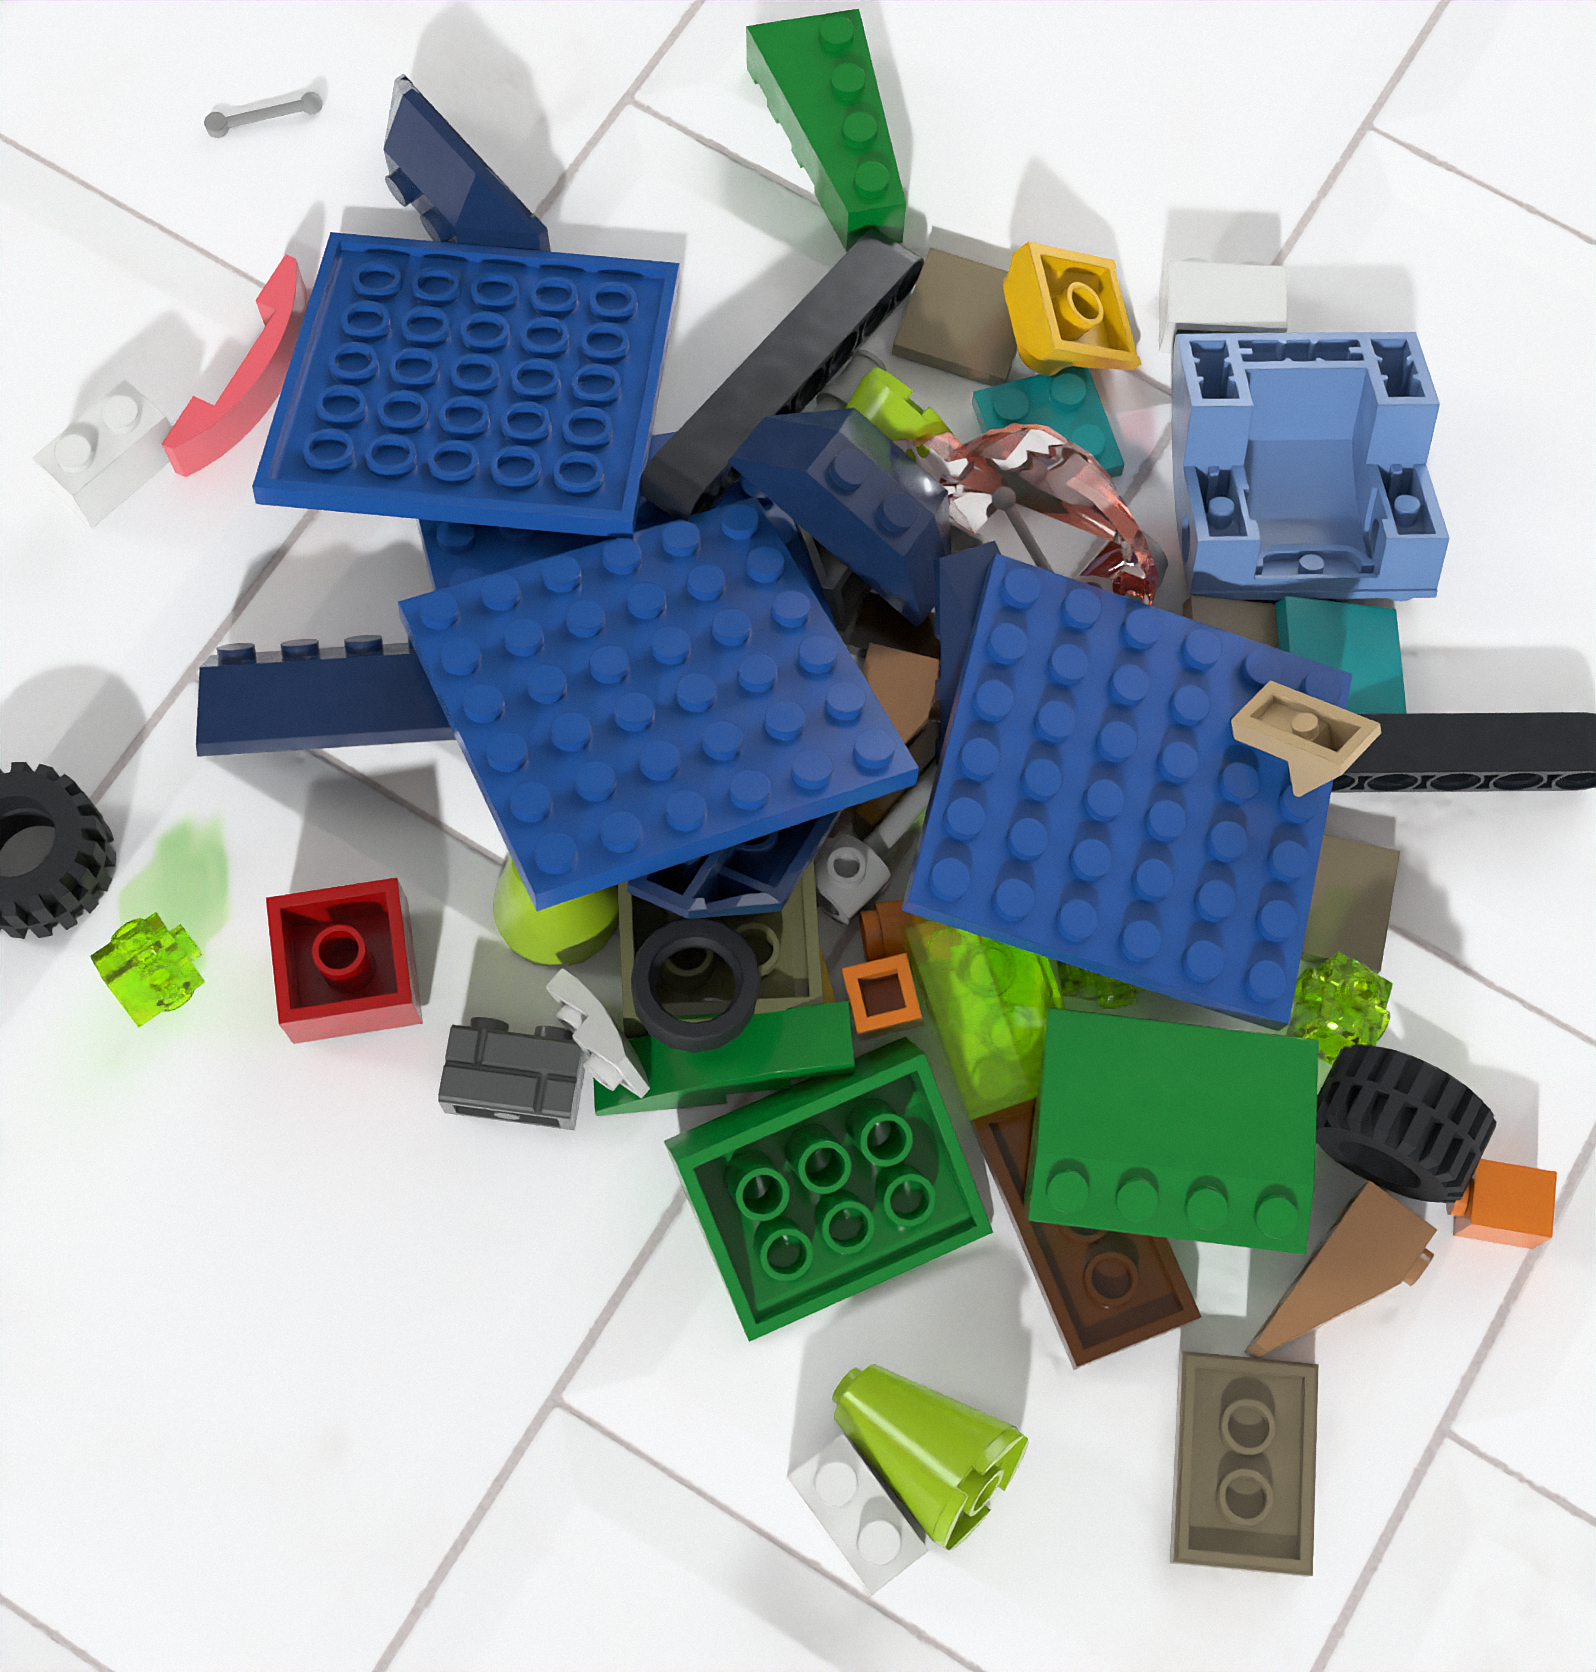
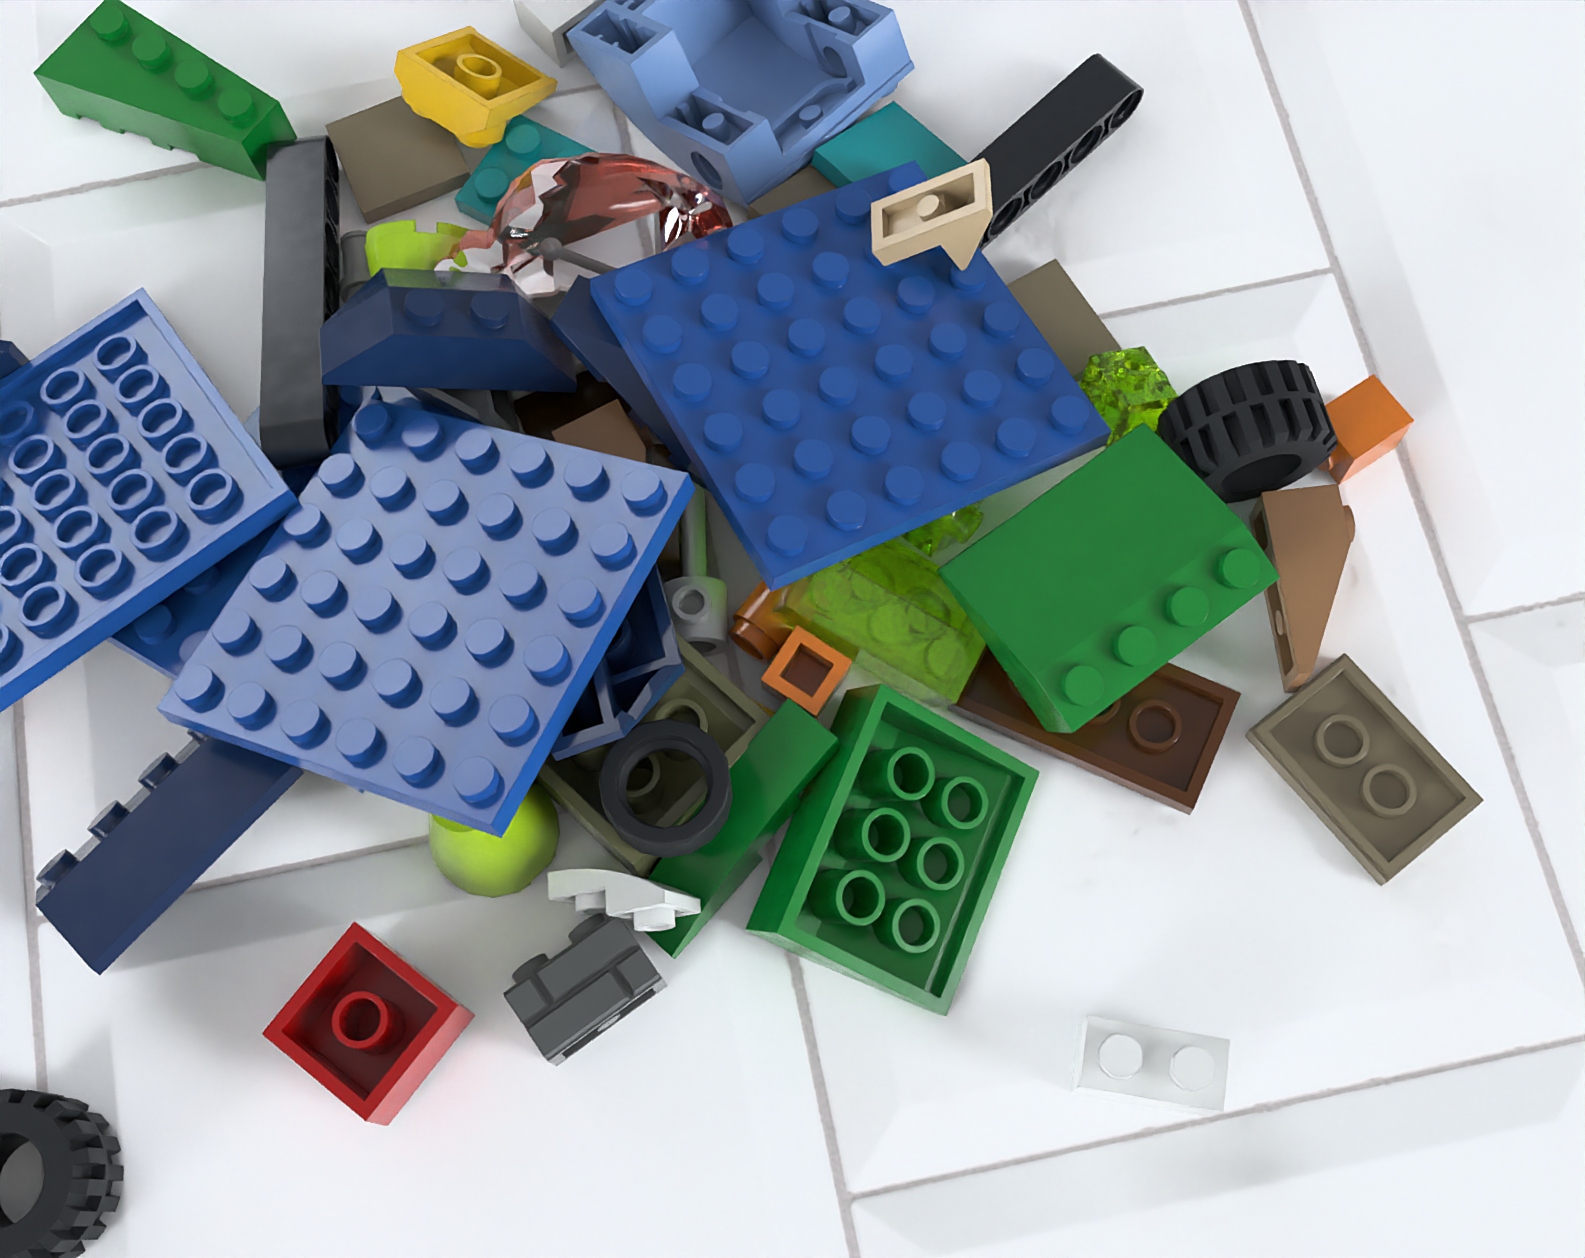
camera: 35 degrees left, 0 degrees up
(149, 967) = (214, 1176): clear neon green brick -> none
(929, 1449) = (1149, 967): lime cone -> none

